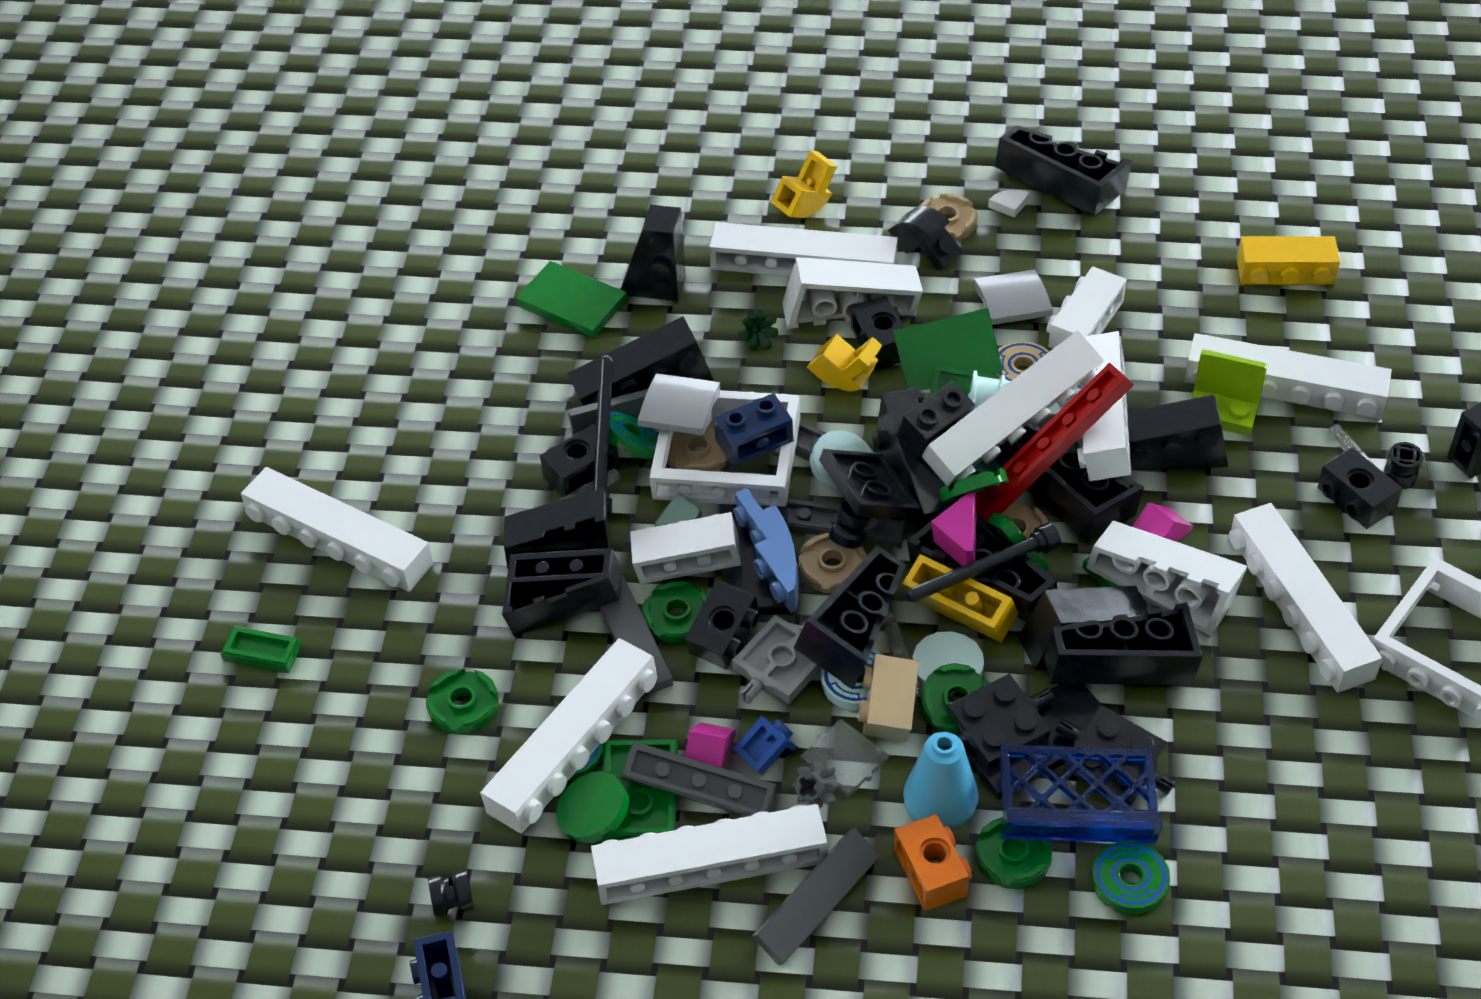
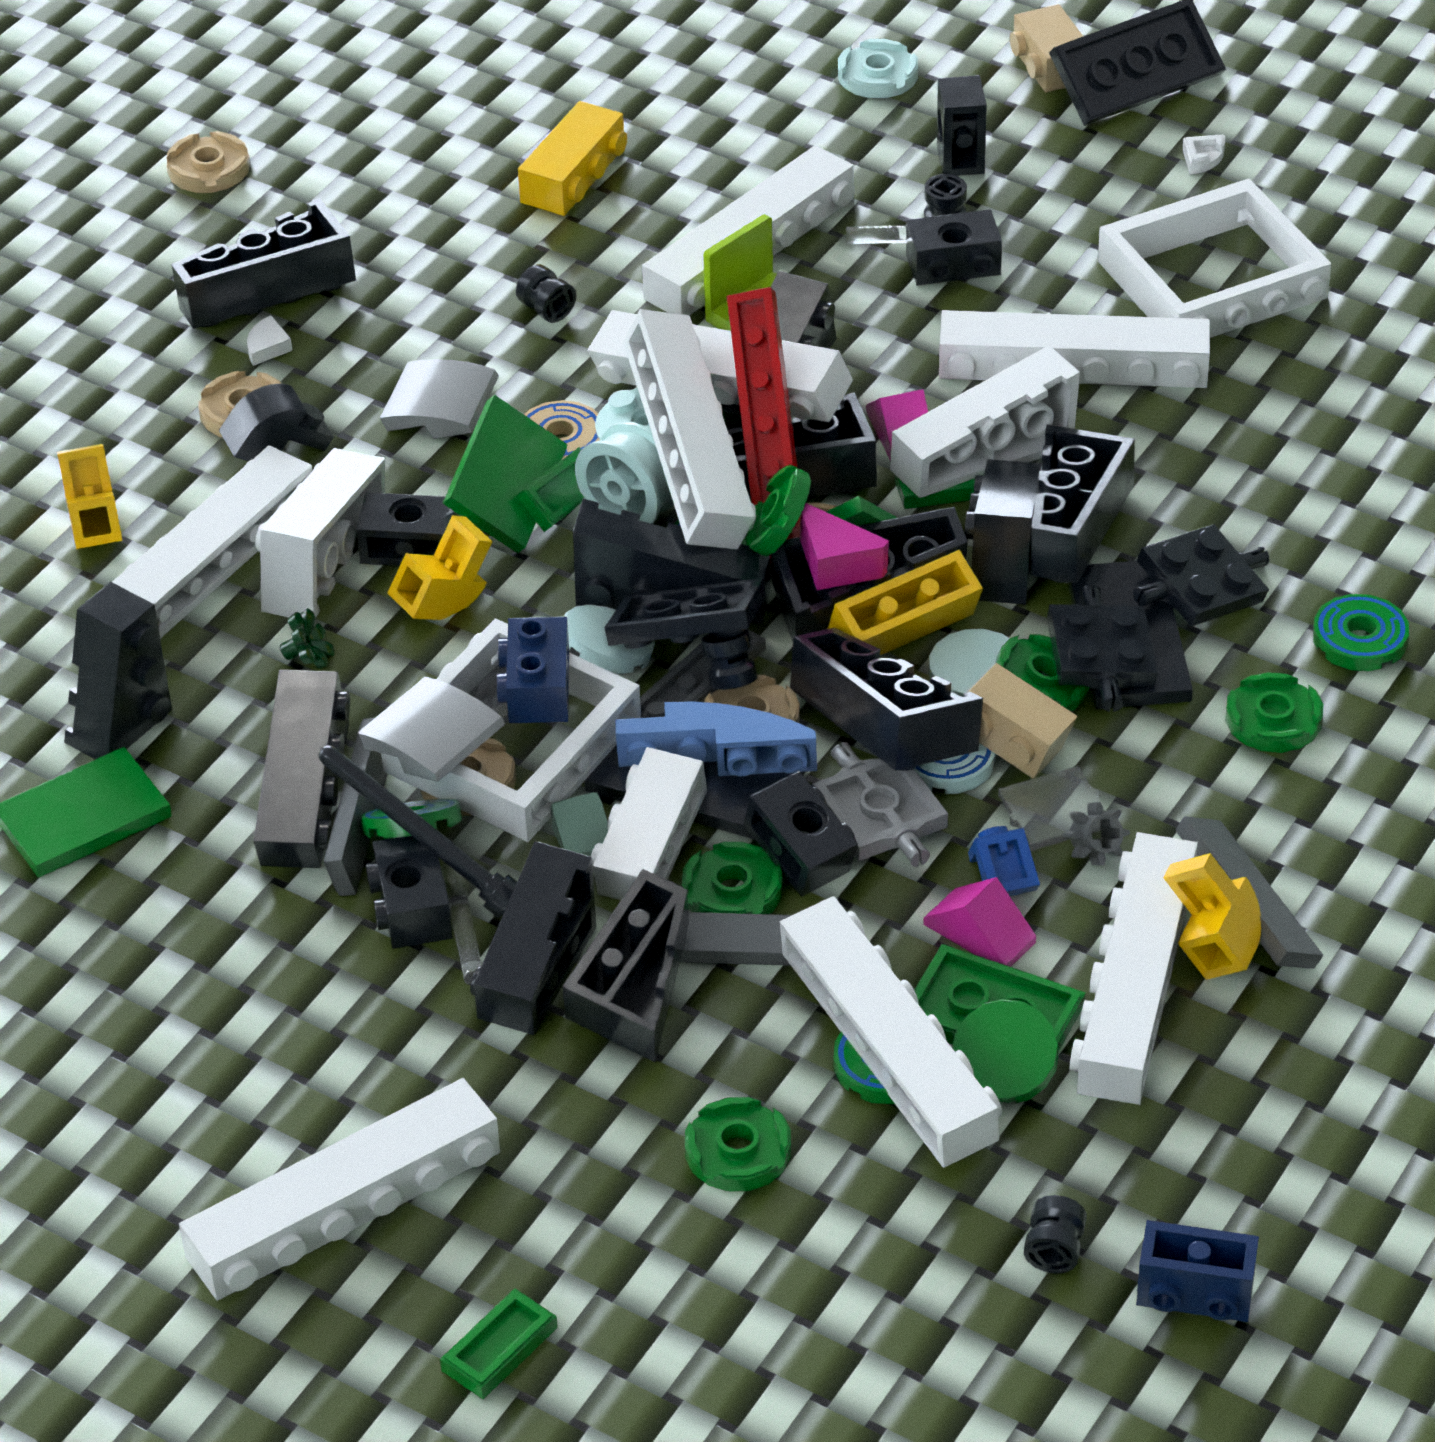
camera: 65 degrees left, 5 degrees down
(697, 780) = (1028, 937): dark grey tile -> none
(766, 888) = (1223, 916): none -> yellow brick
(932, 882) = (1259, 777): orange brick -> none
(933, 418) = (657, 499): black brick -> none
(942, 782) = (1162, 720): medium azure cone -> none
(1043, 539) = (890, 492): black piece -> none
(1082, 823) = (1298, 605): clear blue fence -> none
(1089, 307) = (522, 344): white brick -> none
(1144, 303) = (547, 294): none -> black wheel
(1159, 118) = (226, 168): none -> tan tile

